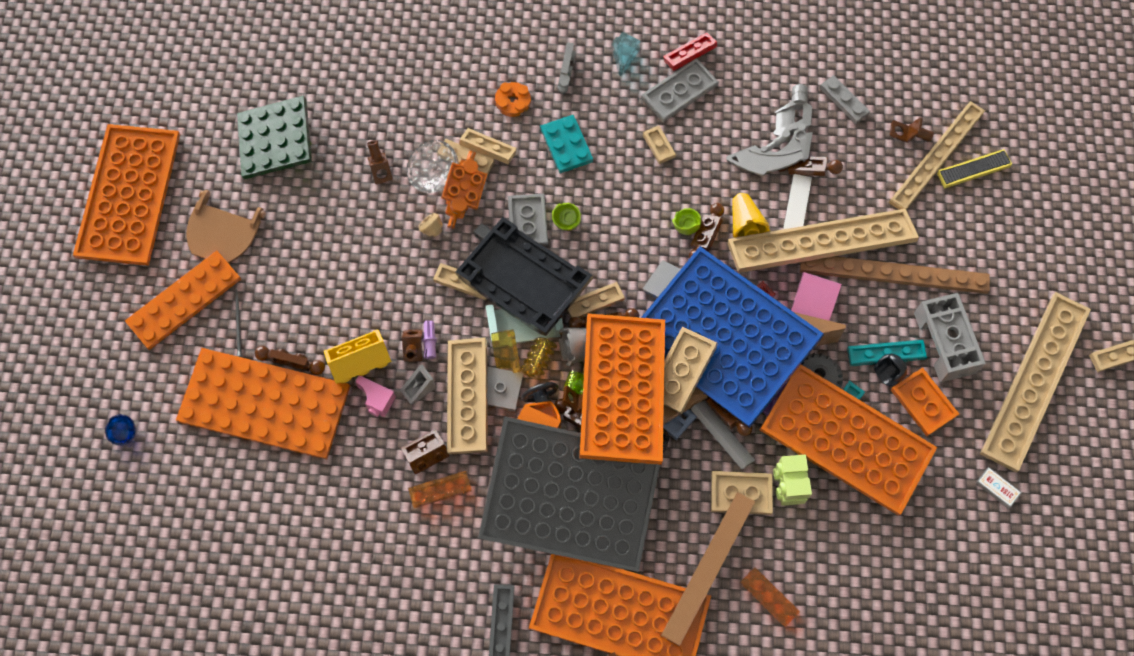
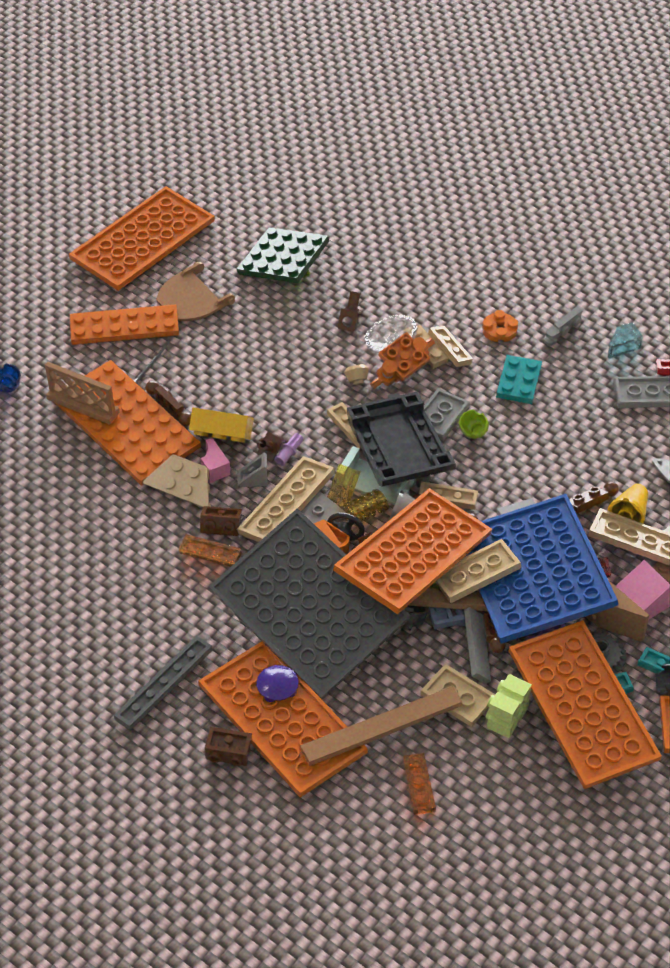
camera: 35 degrees right, 20 degrees down
(210, 410) = (73, 398): none -> medium nougat fence
(364, 434) = (182, 479): none -> tan wing
(597, 586) = (277, 683): none -> dark purple dish
(659, 144) = (599, 418): tan plate -> none
(687, 221) = (576, 482): lime hair -> none

